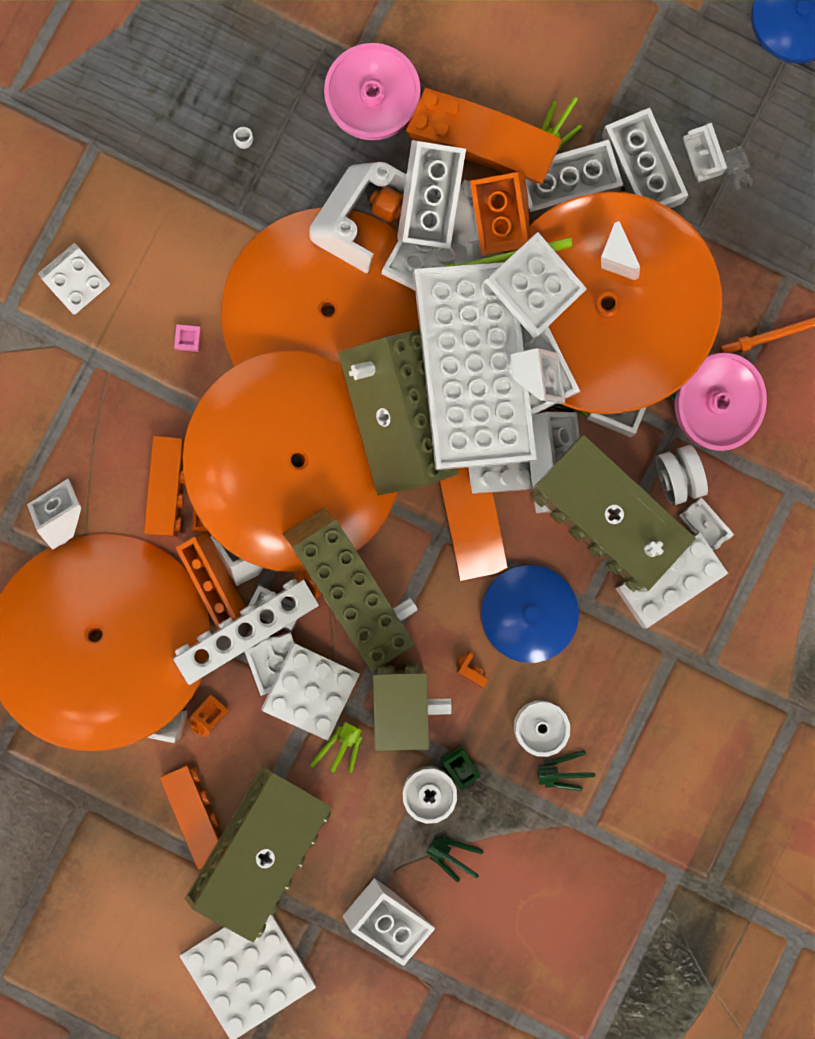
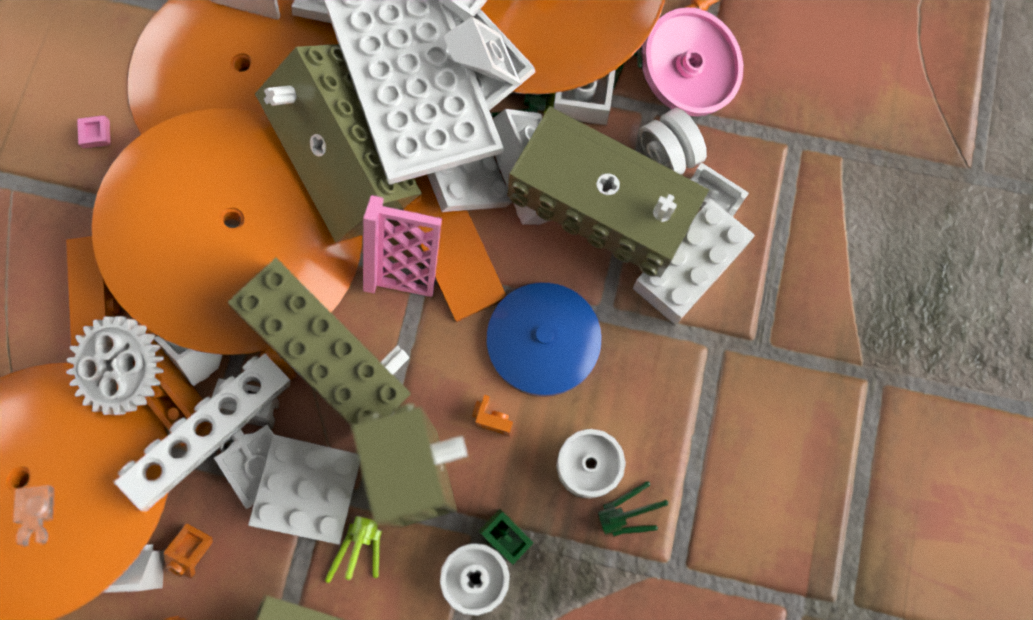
camera: 10 degrees left, 10 degrees down
(107, 662) = (32, 508): none -> clear plate
(168, 541) = (115, 365): none -> white gear
(414, 513) = (377, 249): none -> bright pink fence

